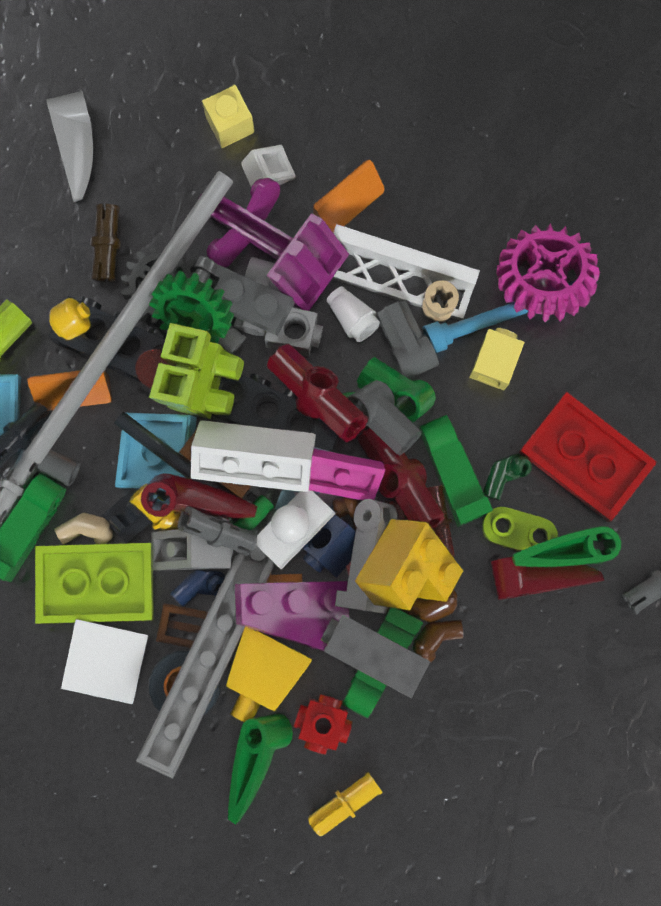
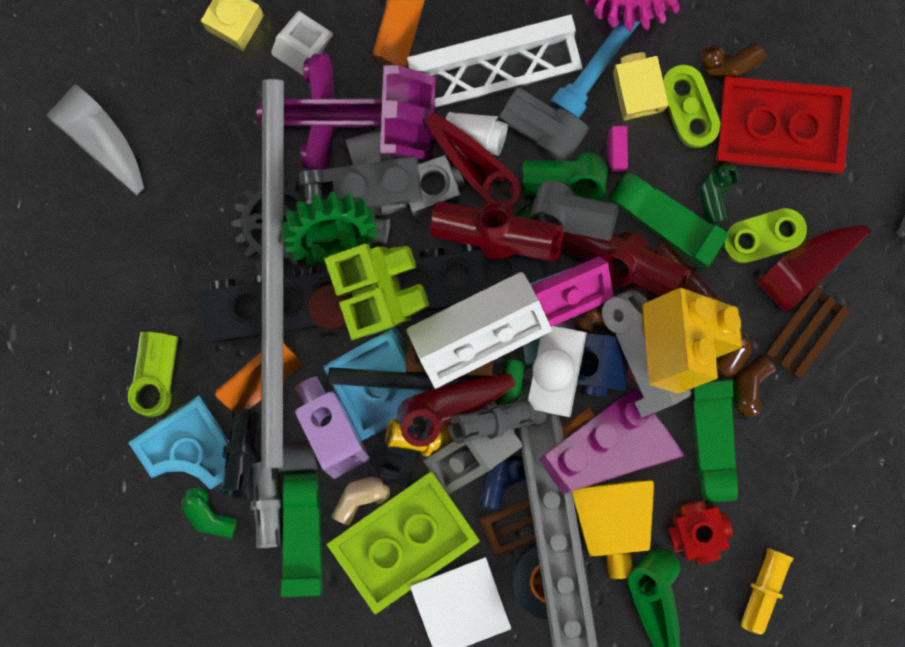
camera: 30 degrees left, 5 degrees up
(69, 318) = (216, 312): yellow piece -> none
(94, 462) = (337, 443): none -> lavender torso
(105, 242) = (196, 216): dark brown pin -> none
(335, 332) = (473, 160): none -> dark red piece
(375, 655) = (710, 440): flat silver brick -> none
(447, 292) = (551, 54): tan bush -> none
(449, 394) = (617, 150): none -> dark pink tile
(526, 399) = (691, 107): none -> lime plate
(536, 614) = (828, 303): none -> reddish brown tile
(571, 549) = (825, 223): green piece -> none
(579, 389) = (731, 66): none -> reddish brown arm

